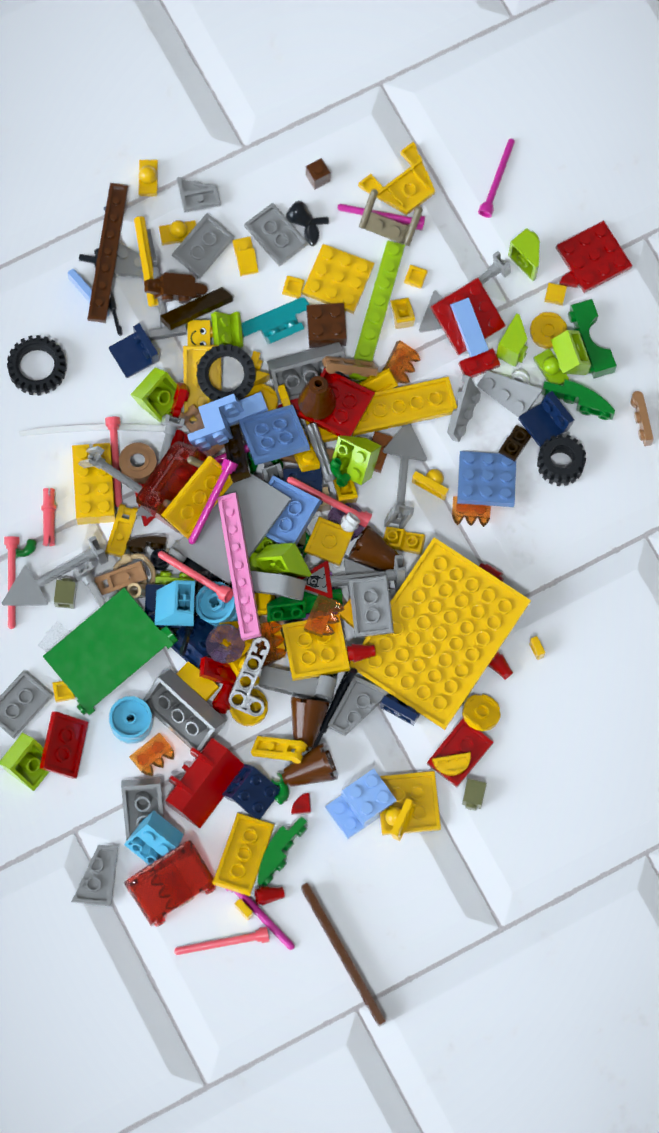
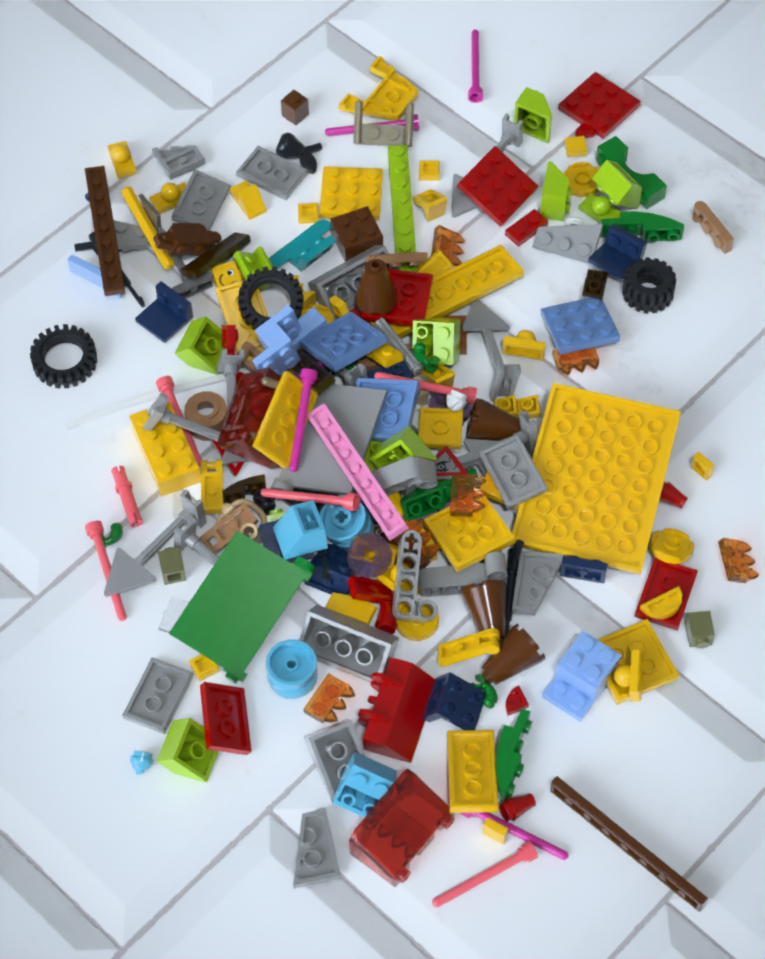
camera: 15 degrees left, 15 degrees down
(359, 652) = (519, 520): red cone -> none
(466, 403) = (530, 272): light grey wing -> none
(469, 327) = (504, 192): light blue tile -> none
(529, 743) = (735, 561): none -> clear orange plate

